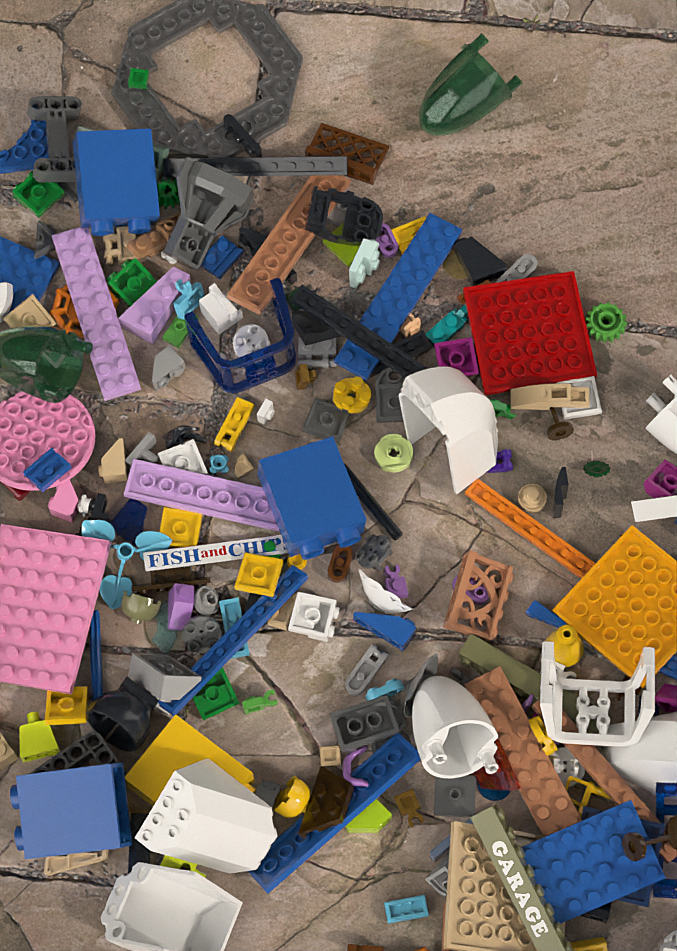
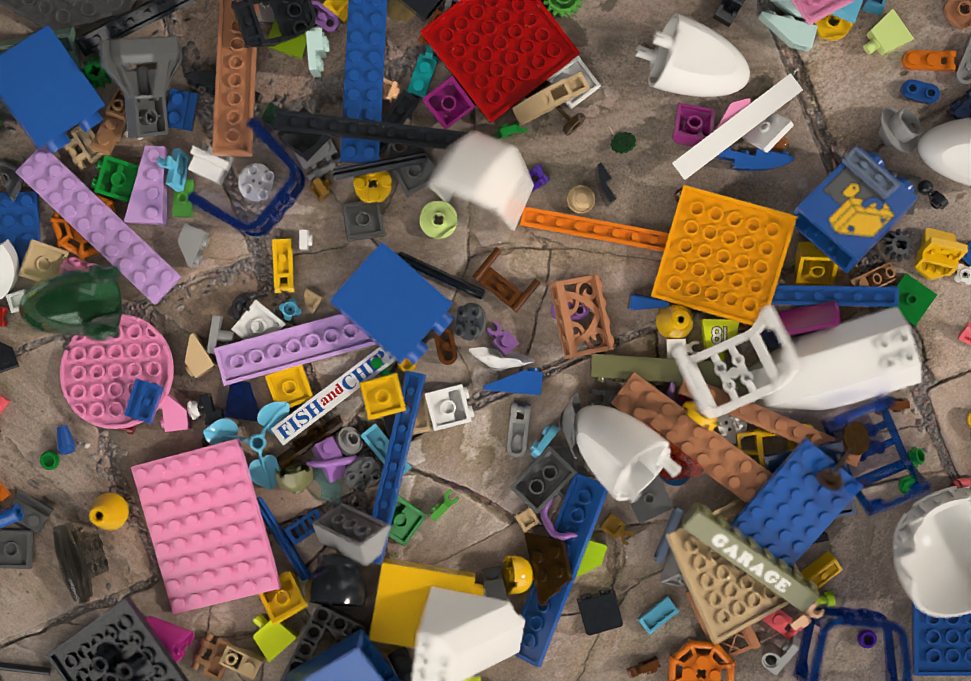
camera: 30 degrees left, 20 degrees up
(114, 665) = (289, 534): none -> blue slope
(180, 605) = (333, 462): none -> medium lavender animal
(352, 875) = (600, 611): none -> black bracket
(360, 379) = (379, 166): none -> black axle
(418, 535) = (500, 286): none -> reddish brown plate
(600, 670) = (717, 331): none -> neon yellow torso

